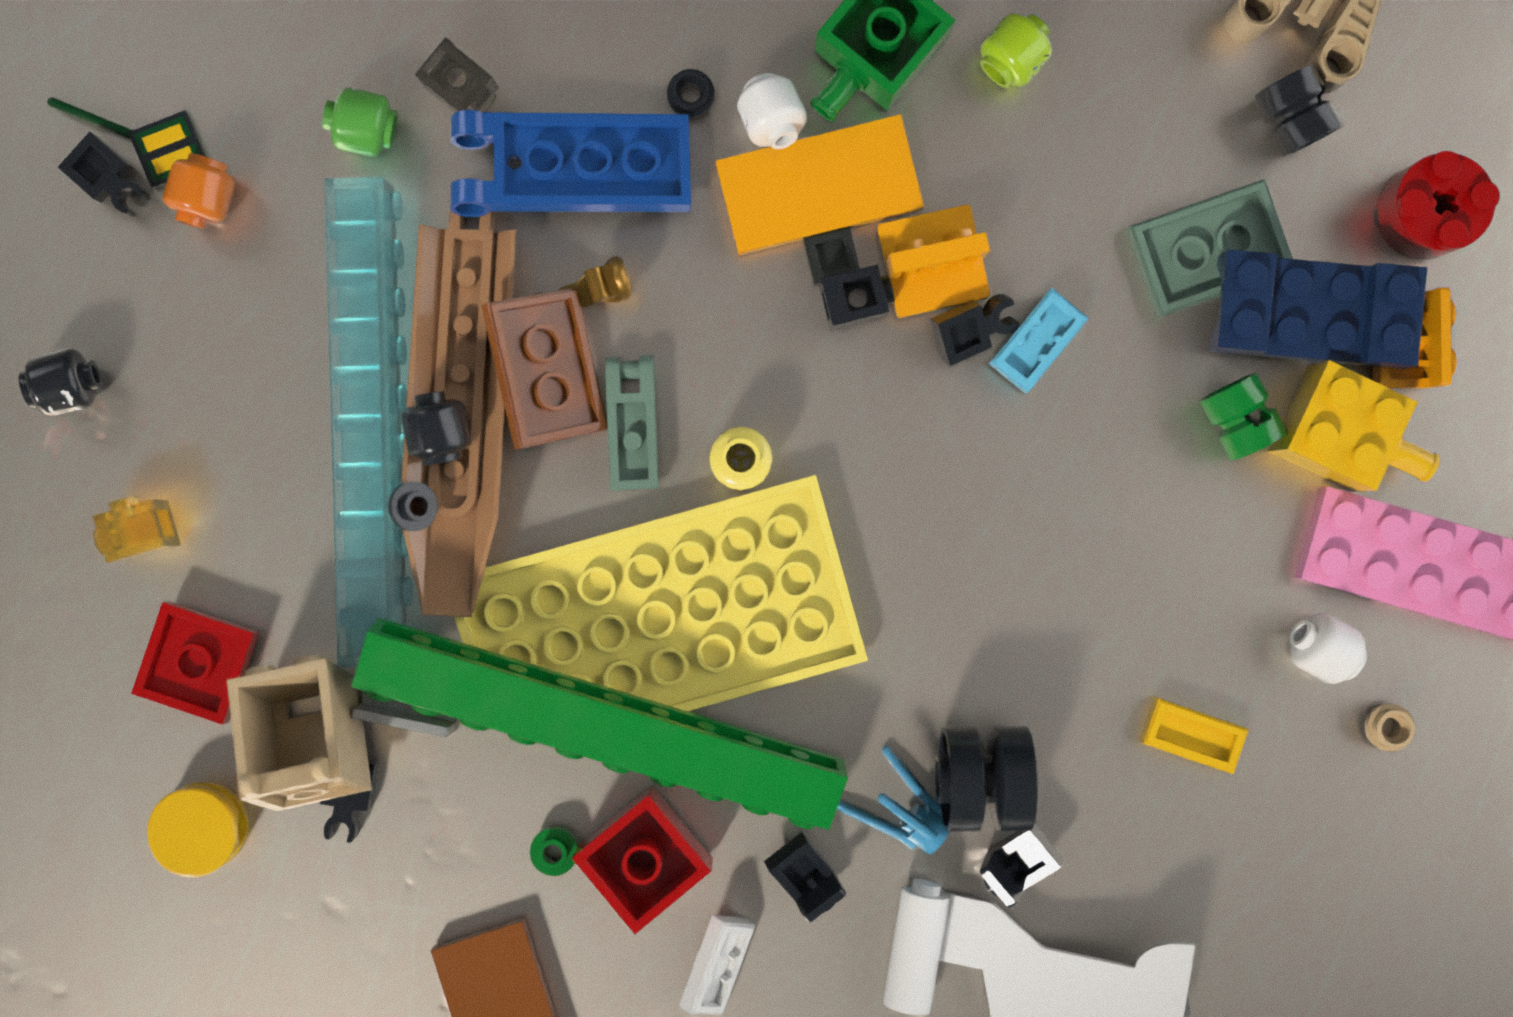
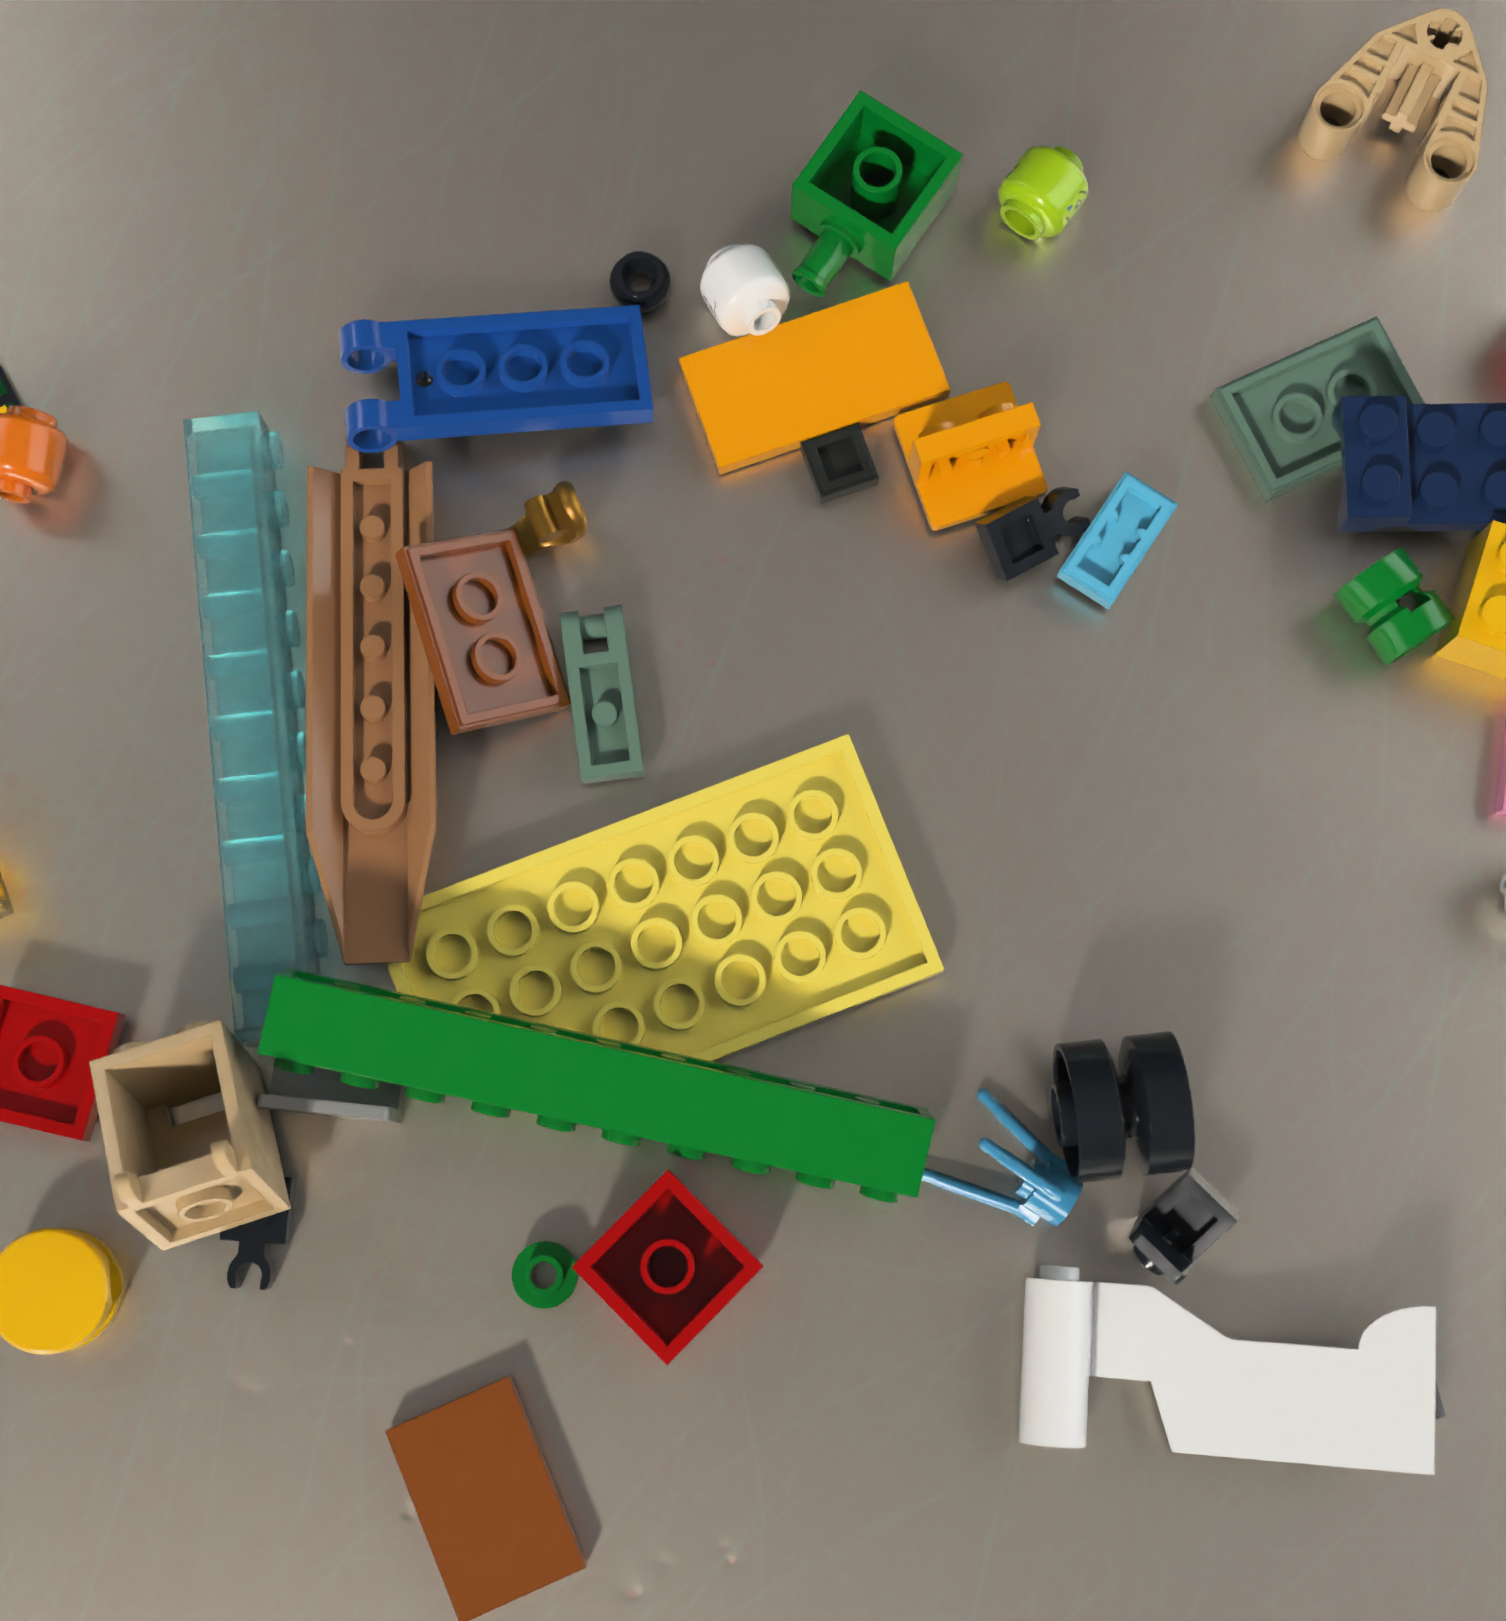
camera: 10 degrees left, 10 degrees down
(360, 122) = (224, 352): bright green head -> none
(400, 506) = (308, 822): black plate -> none
(436, 428) = (347, 712): black head -> none
(443, 70) = (326, 278): clear smoke brick -> none
(717, 965) = (783, 1411): white plate -> none
(740, 440) = (753, 700): light yellow head -> none
(806, 877) = (893, 1273): black bracket -> none
(866, 280) = (880, 485): black brick -> none
(1193, 735) = (1392, 1032): yellow tile -> none
(1299, 110) = (1411, 233): black wheel -> none

